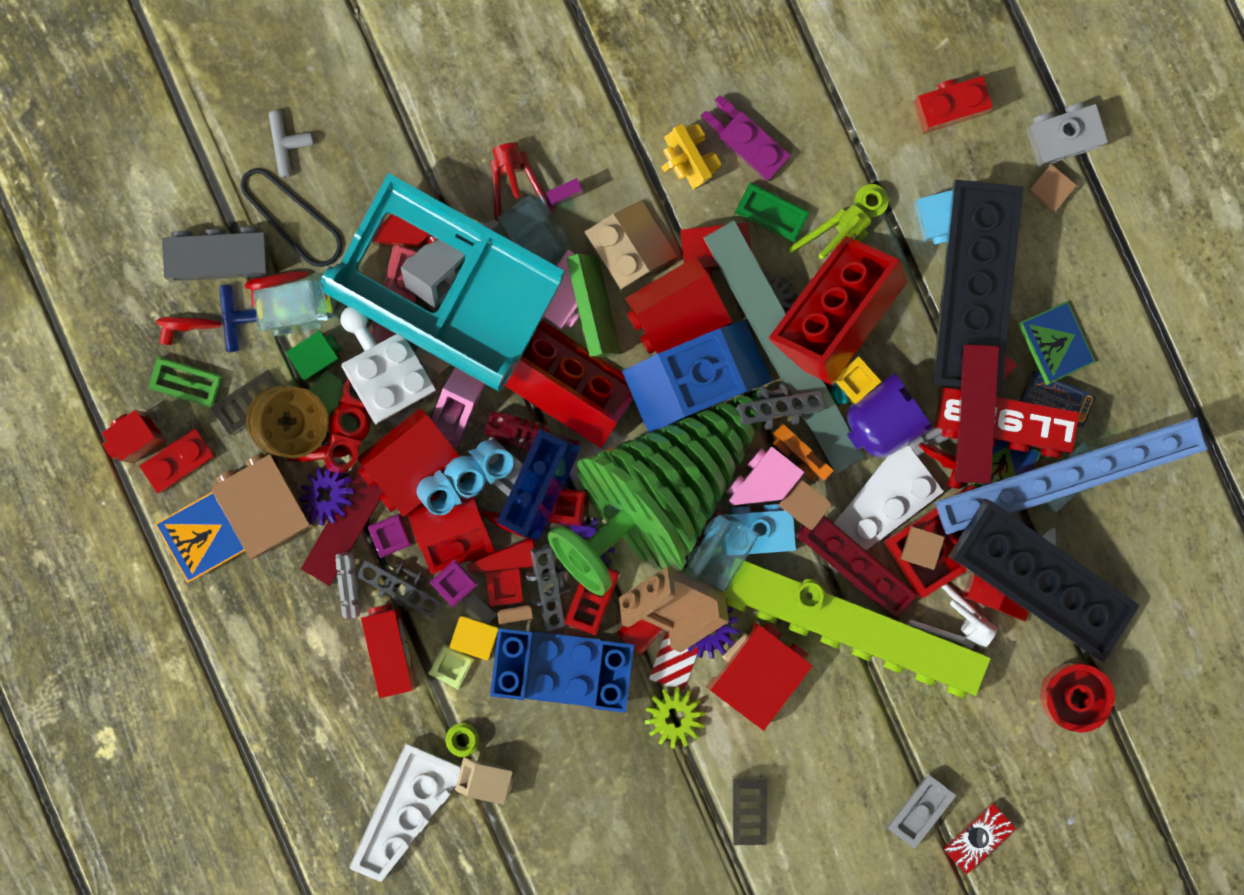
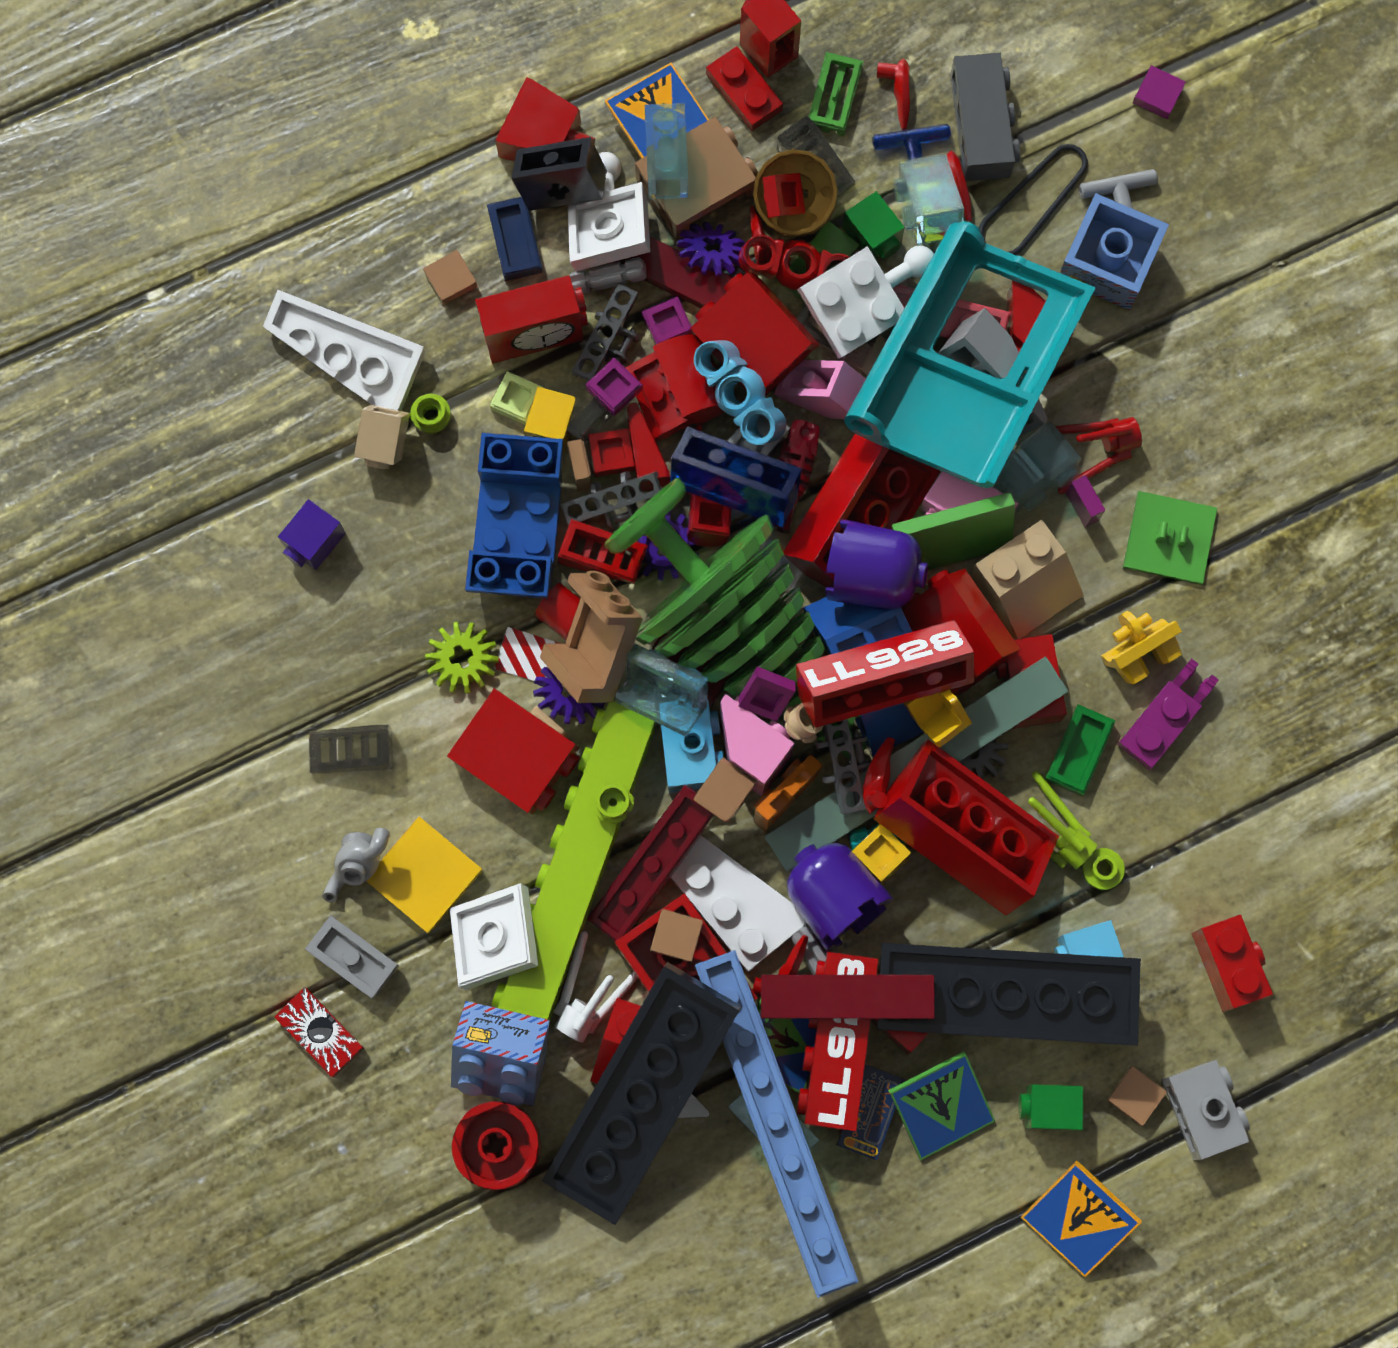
camera: 85 degrees right, 10 degrees down
(197, 102) = (1159, 92): none -> magenta tile
(210, 637) = (537, 120): none -> red torso
(247, 531) = (666, 151): none -> clear light blue brick
(258, 624) = (559, 174): none -> black brick
(295, 432) = (783, 195): none -> red plate
(302, 583) = (609, 227): none -> white plate
(307, 664) = (514, 238): none -> dark blue tile
(340, 720) = (450, 277): none -> medium nougat tile
(347, 154) = (1114, 250): none -> medium blue brick
(568, 842) = (310, 536): none -> dark purple brick
(594, 124) = (1170, 537): none -> bright green piece
(627, 372) = (874, 566): none -> dark purple cylinder
(720, 369) = (885, 673): none -> red brick
(731, 466) = (766, 694): none -> magenta tile
(745, 329) = (939, 716): none -> yellow panel
(751, 432) = (800, 725): none -> tan plate
(797, 379) = (878, 778): none -> red bar
(845, 806) = (356, 860): none -> light grey piece
(855, 752) = (424, 875): none -> yellow tile
(911, 696) = (493, 937): none -> white tile
(1008, 693) = (499, 1054): none -> medium blue brick
(1060, 255) = (1052, 1107): none -> green brick
(1148, 239) = (1081, 1218): none -> piece

